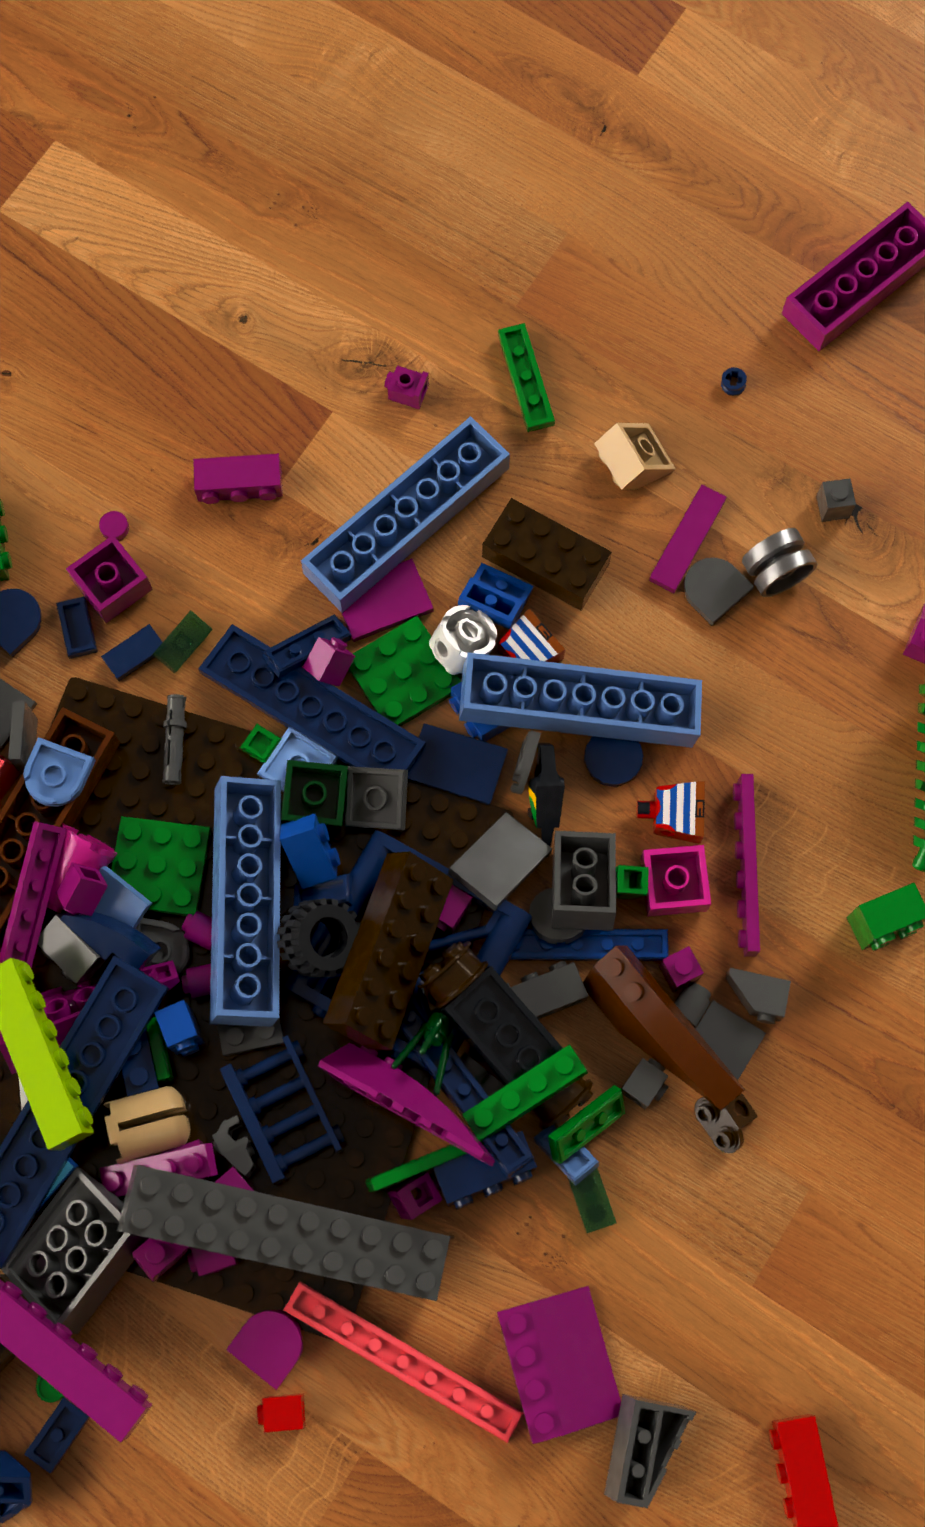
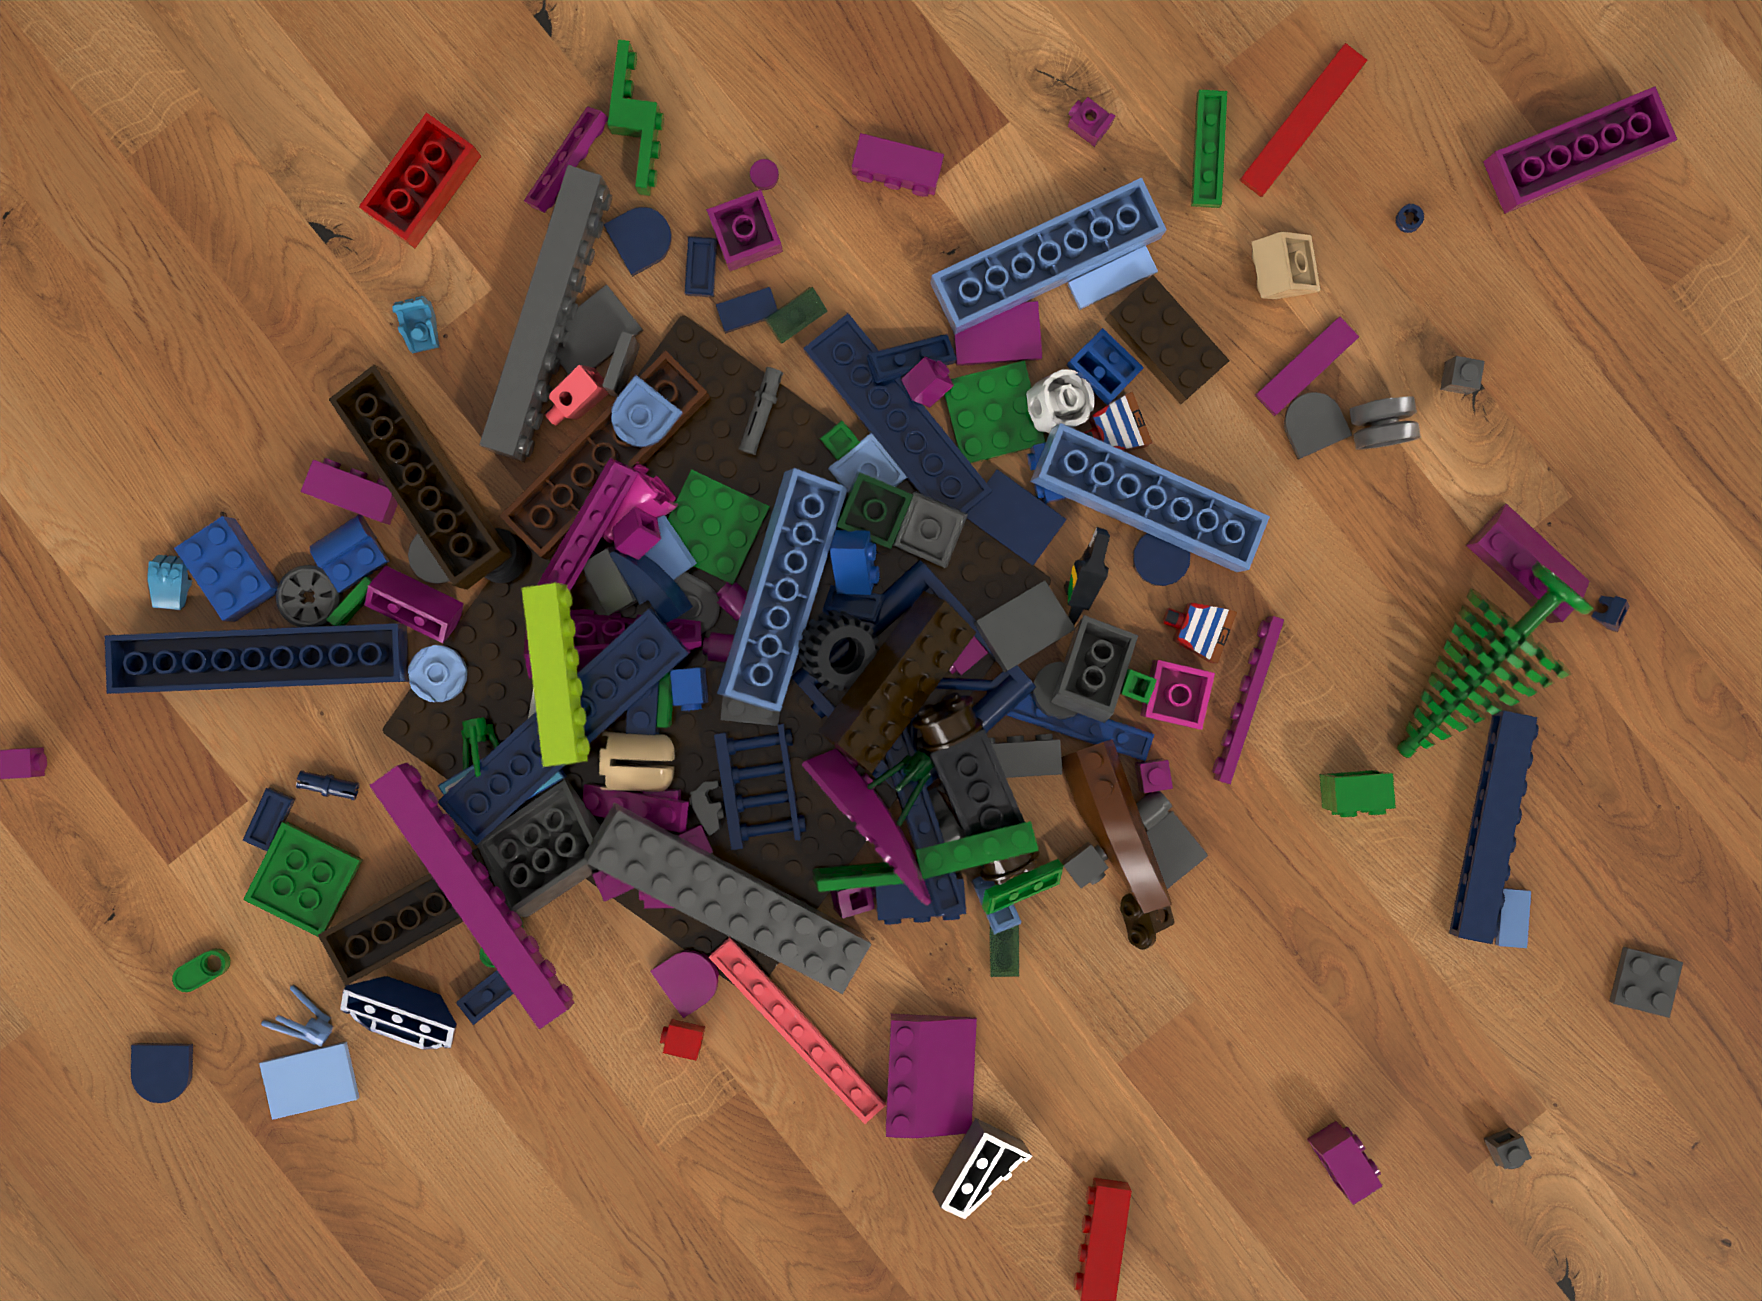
camera: 20 degrees right, 15 degrees up
(475, 516) = (1112, 277): none -> light blue tile
(524, 762) = (1078, 539): dark grey tile -> none
(603, 329) = (1303, 120): none -> red tile
(760, 994) = (1216, 821): dark grey slope -> none

